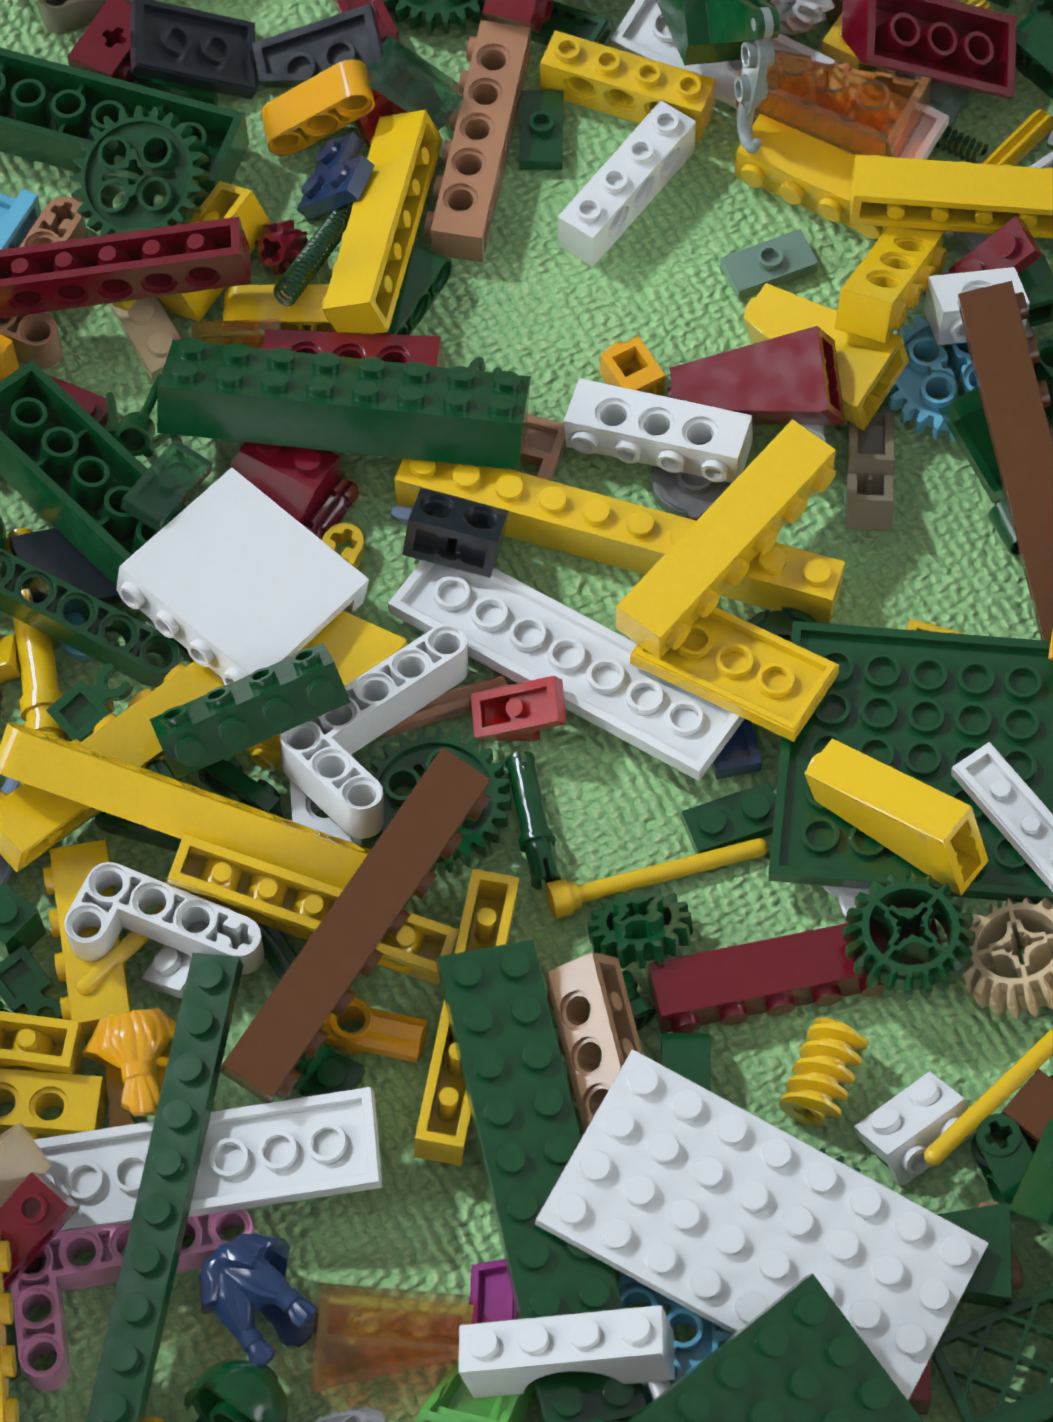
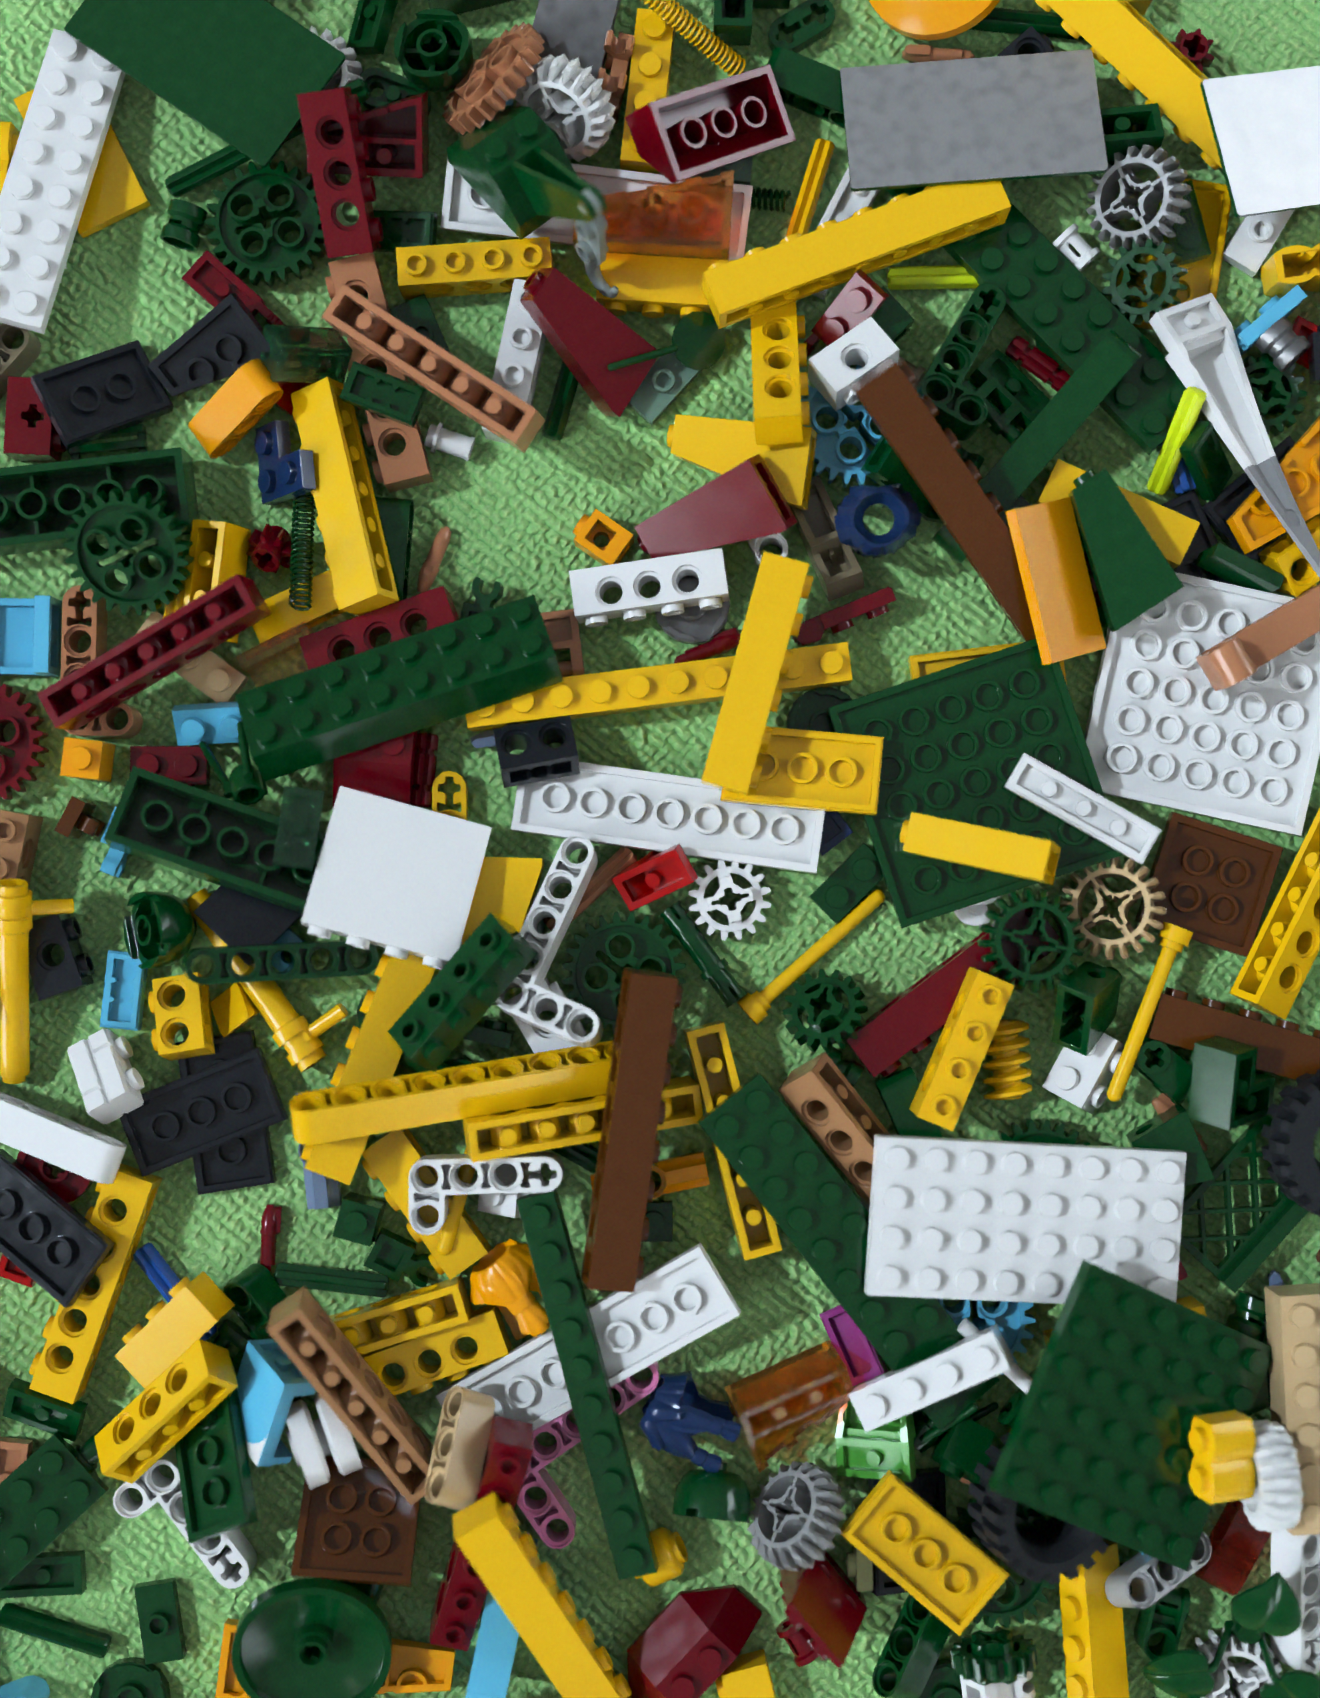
camera: 25 degrees left, 25 degrees up
(85, 707) = (330, 1031): dark green plate -> none
(122, 376) = (206, 722): none -> medium azure plate
(451, 322) = (431, 566): none -> nougat piece
(473, 146) = (383, 394): none -> dark green plate
(518, 228) = (449, 442): none -> white pin
(537, 135) = (433, 368): none -> nougat brick
(588, 754) = (733, 916): none -> white gear
(667, 226) = (560, 404): none -> dark green axle
(709, 180) = (587, 339): none -> dark red slope
(775, 1013) = (961, 1048): none -> yellow brick
(819, 231) = (694, 341): none -> dark green piece
(856, 546) = (841, 617): none -> dark red hinge
(904, 450) = (850, 519): none -> dark blue piece
(943, 1042) = (1086, 994): none -> dark green torso

